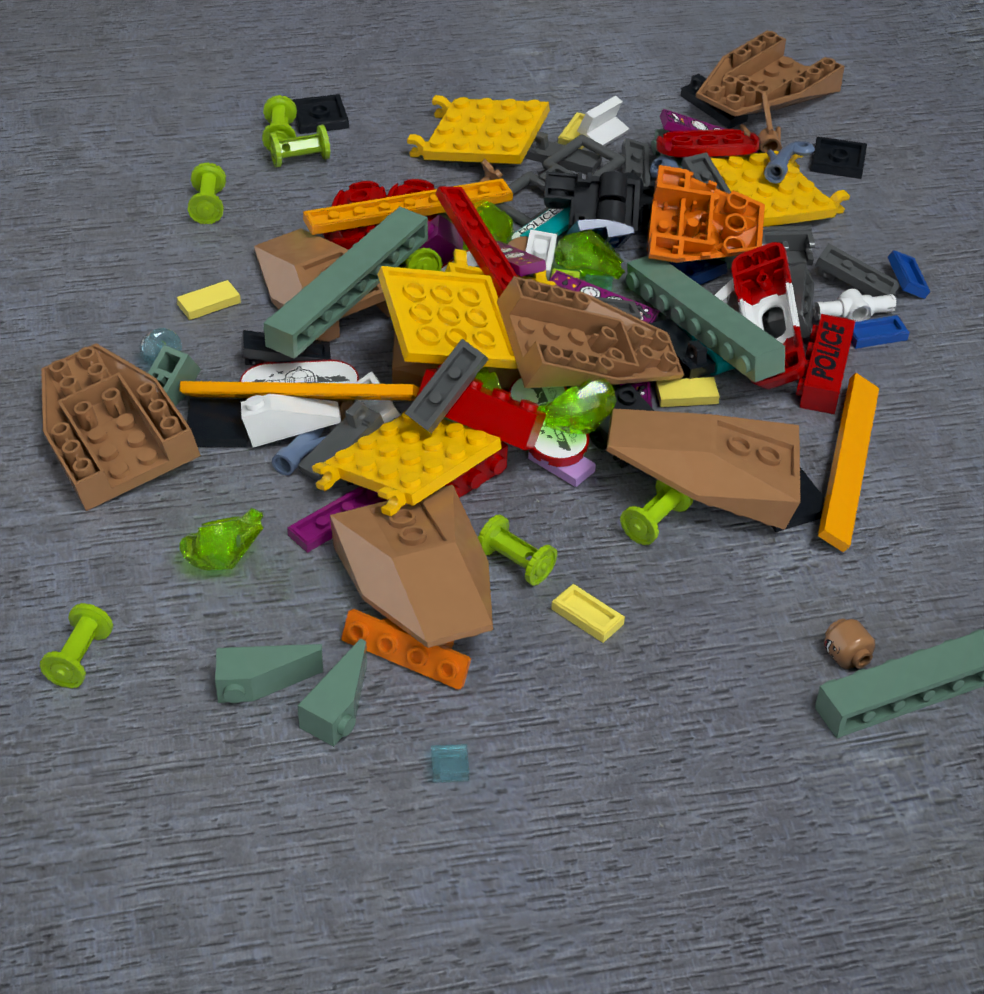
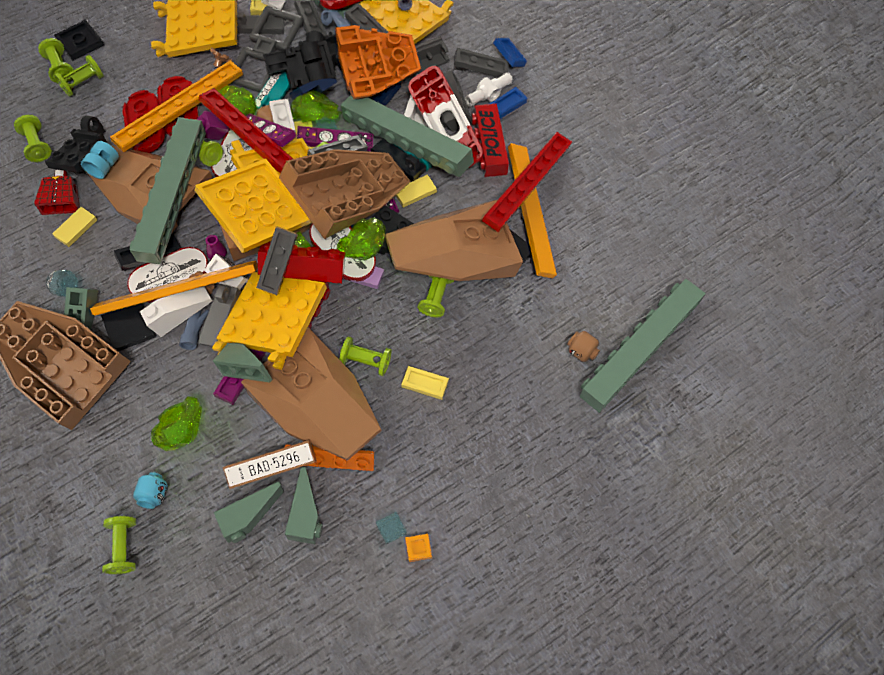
camera: 25 degrees left, 20 degrees up
(148, 601) = (150, 490): none -> medium azure head
(204, 259) = (57, 195): none -> red torso
(258, 222) = (74, 150): none -> black plate
(277, 231) = (100, 159): none -> medium azure wheel
(320, 623) = (269, 464): none -> white tile
(340, 493) = (238, 362): none -> sand green slope
(375, 362) = (214, 246): none -> magenta cone
(477, 801) = (418, 547): none -> light orange tile
(855, 417) = (526, 182): none -> red plate

